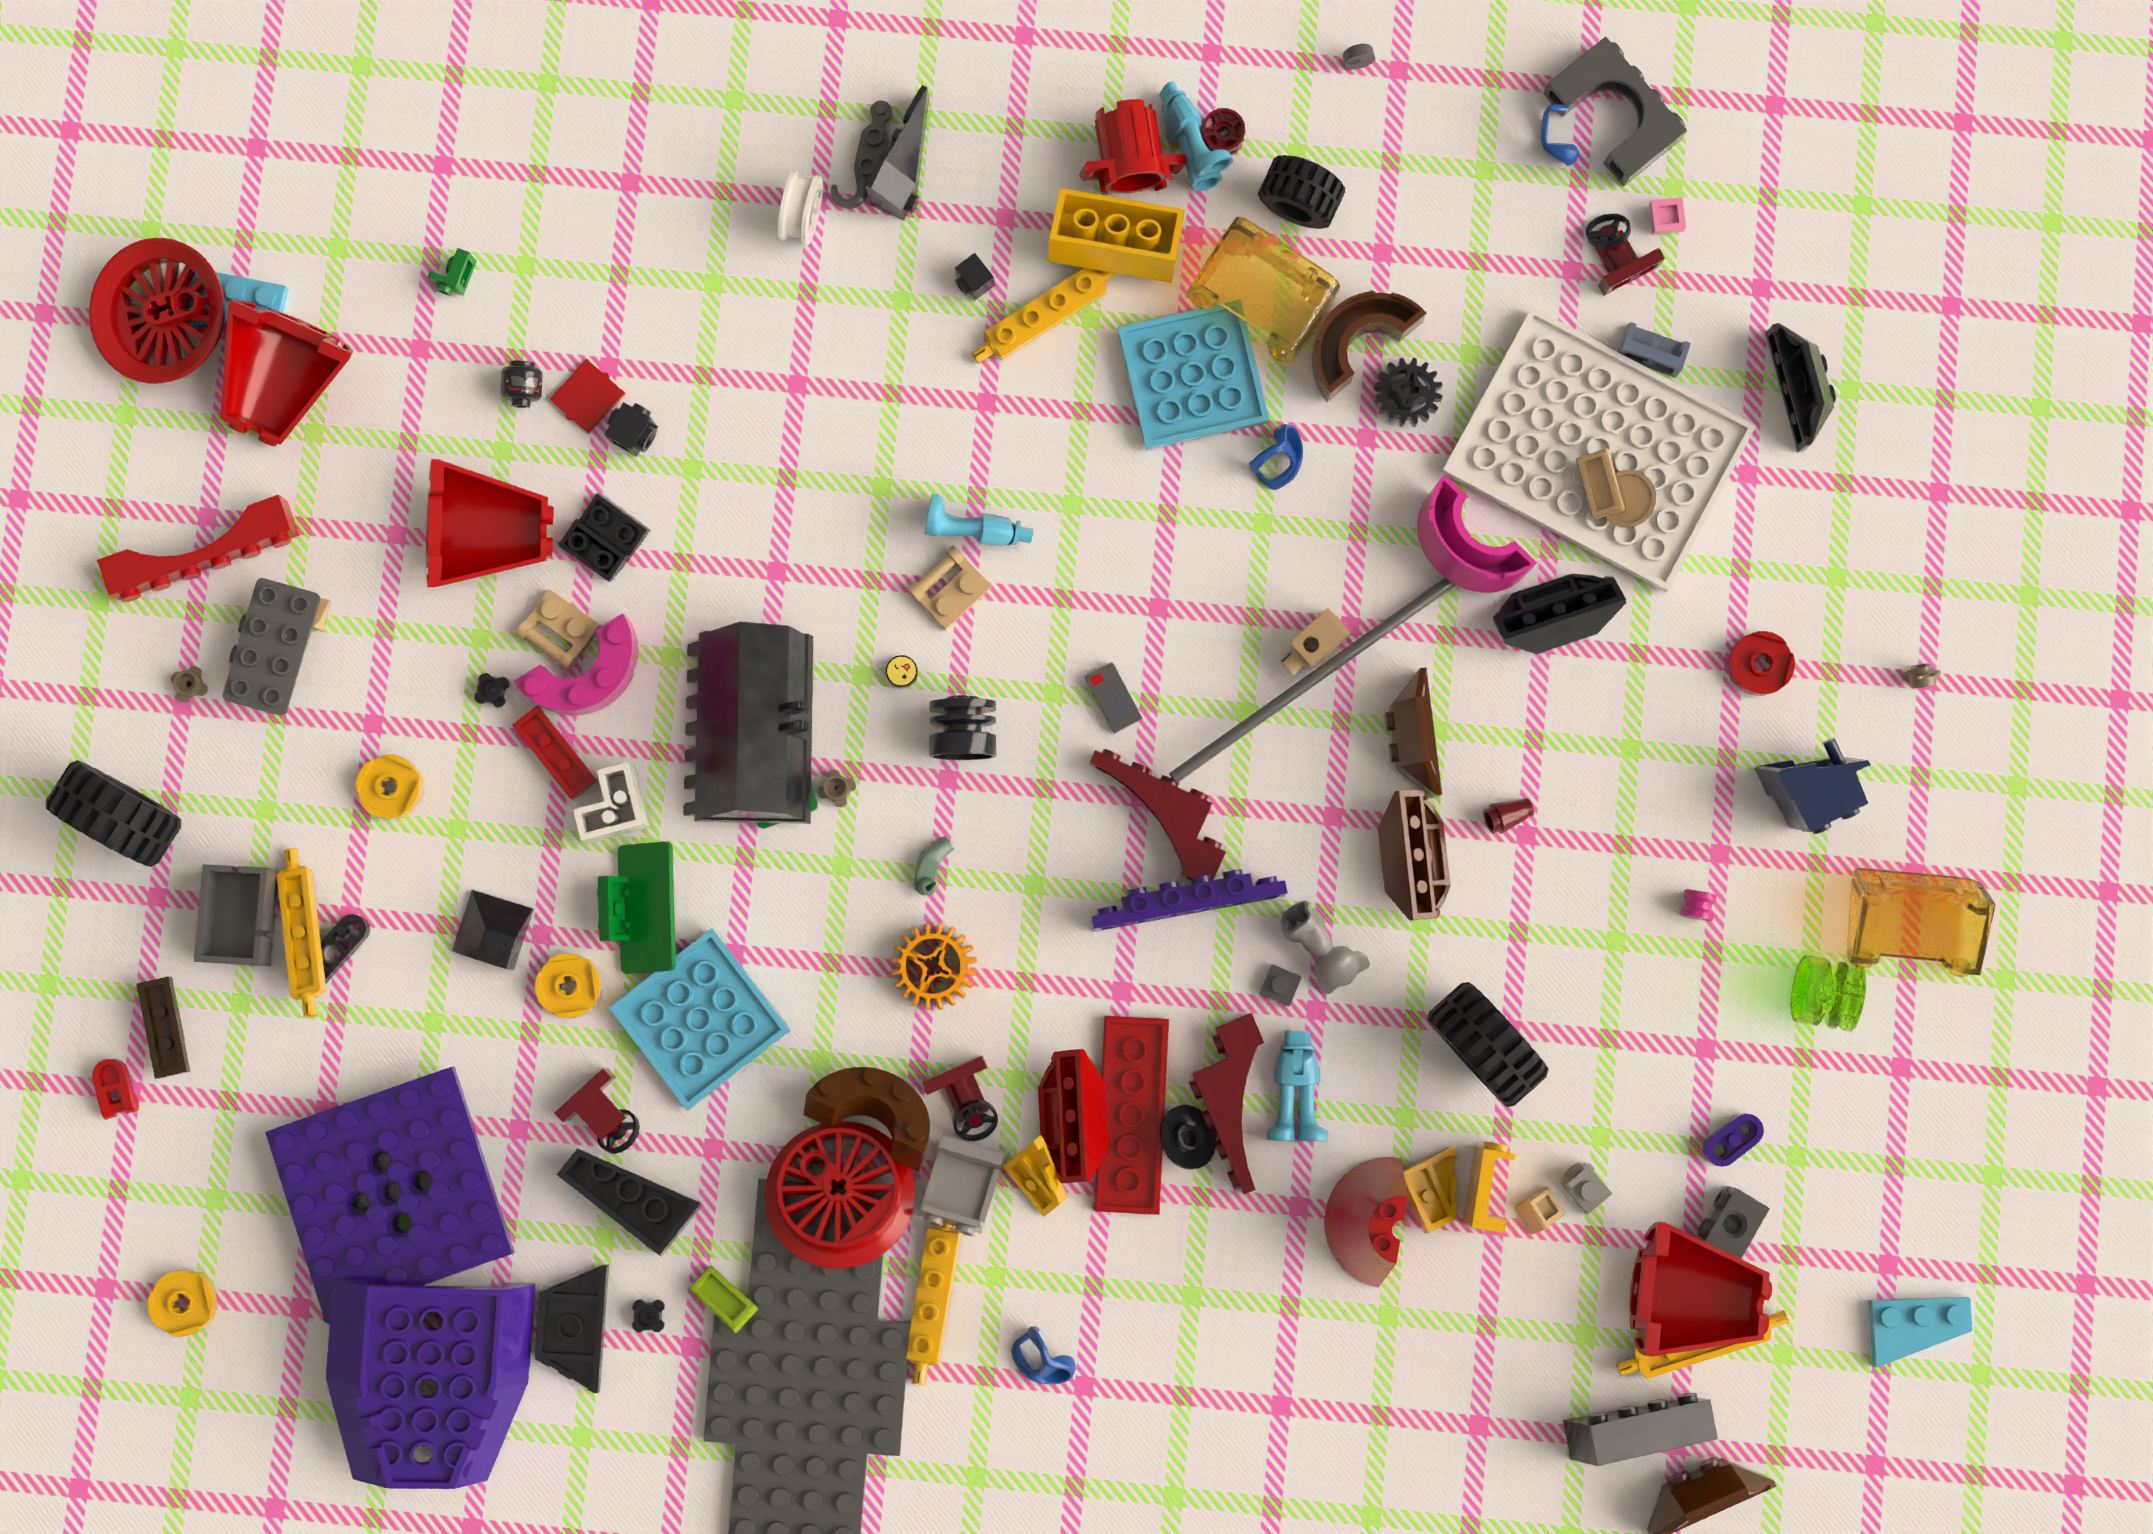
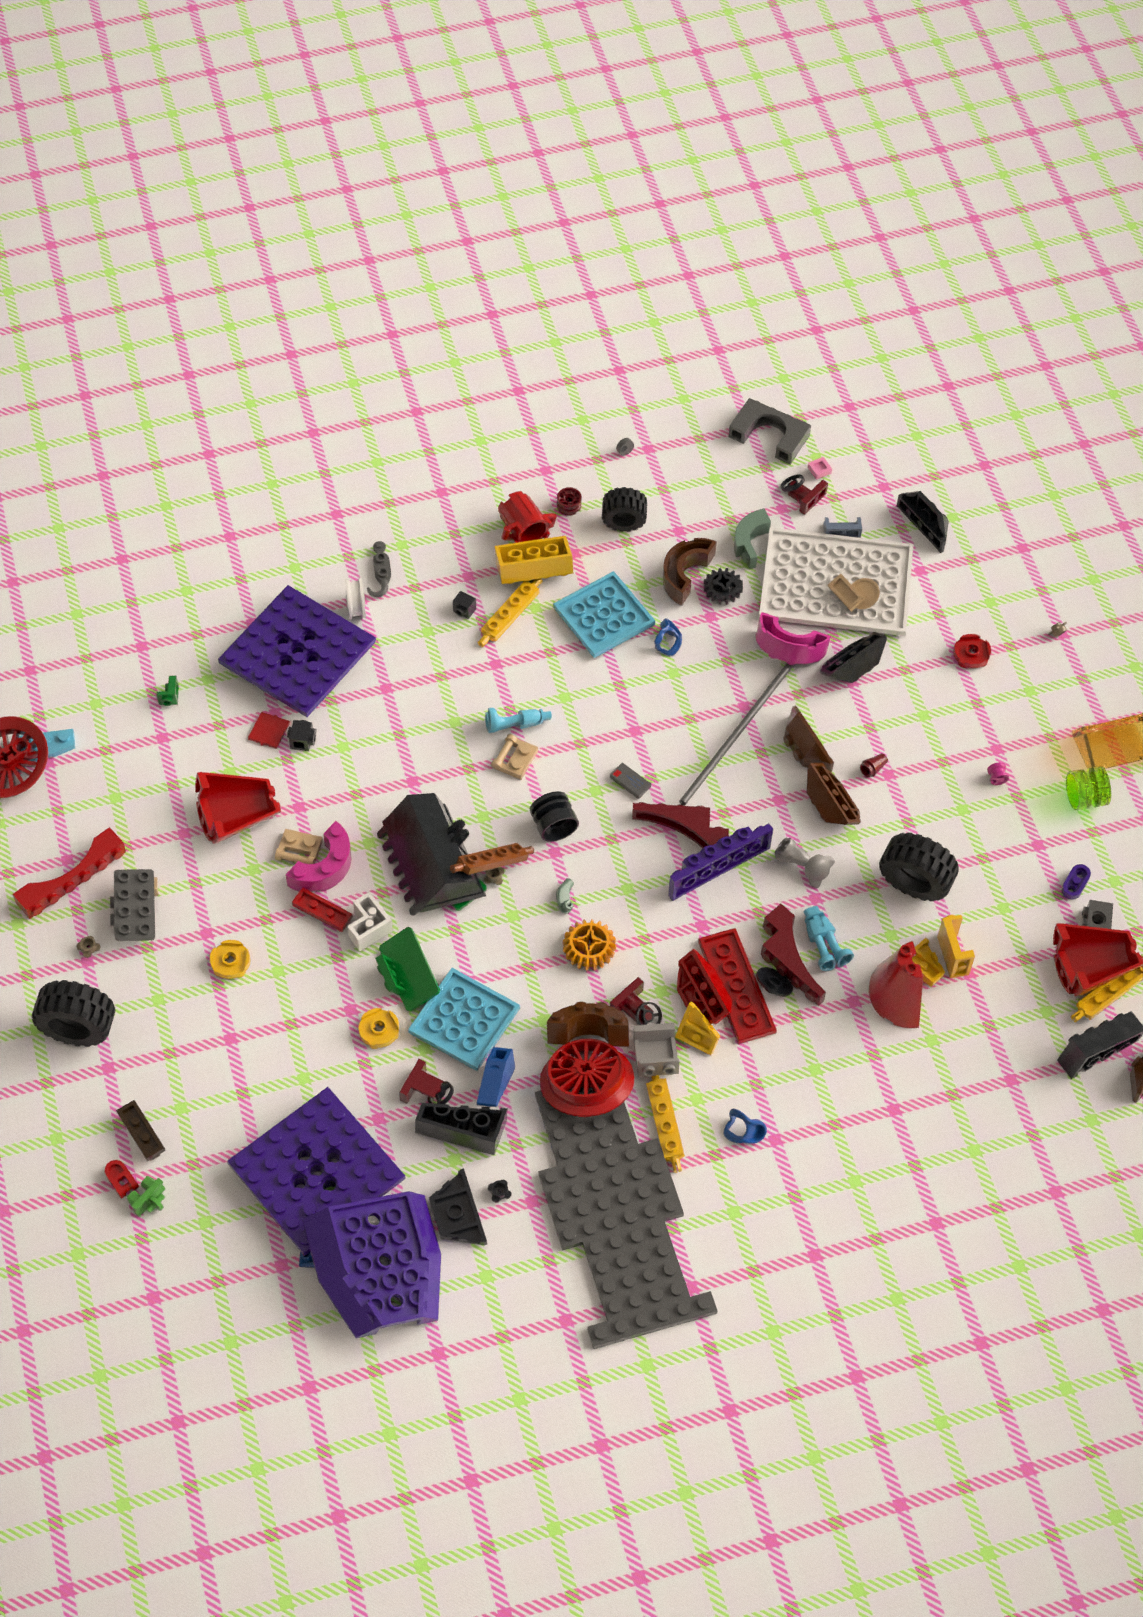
camera: 25 degrees left, 25 degrees down
(128, 1140) = (150, 1198): none -> bright green hips
(199, 1311) = (218, 1289): yellow plate -> none
(236, 915) = (164, 1054): dark grey piece -> none
(274, 370) = (85, 767): red cone -> none
(301, 933) = (207, 1050): yellow plate -> none
(355, 942) = (228, 1068): black beam -> none
(486, 682) = (269, 886): black plate -> none
(492, 930) = (320, 1016): black slope -> none
(521, 383) = (230, 731): black head -> none
(604, 537) = (307, 793): black slope -> none
(692, 215) = (297, 650): none -> dark purple plate
(703, 1144) = (496, 1076): none -> blue slope
(723, 1299) = (541, 1162): lime tile -> none
(833, 776) = (491, 858): none -> dark orange plate
(897, 173) = (401, 566): wedge -> none
(902, 671) = (505, 806): light yellow tile -> none
(1183, 126) = (547, 503): medium azure piece -> none
(1265, 287) = (627, 555): clear yellow windscreen -> none
(1280, 985) = (789, 891): dark grey plate -> none
(1328, 632) = (731, 711): tan torso -> none
(1502, 292) = (749, 527): none -> sand green arch
(1539, 1211) = (989, 956): tan slope -> none
(1564, 152) = (750, 455): blue piece -> none
(1585, 1186) = (1007, 933): light grey bracket -> none
(1815, 791) = (1029, 693): dark blue piece -> none

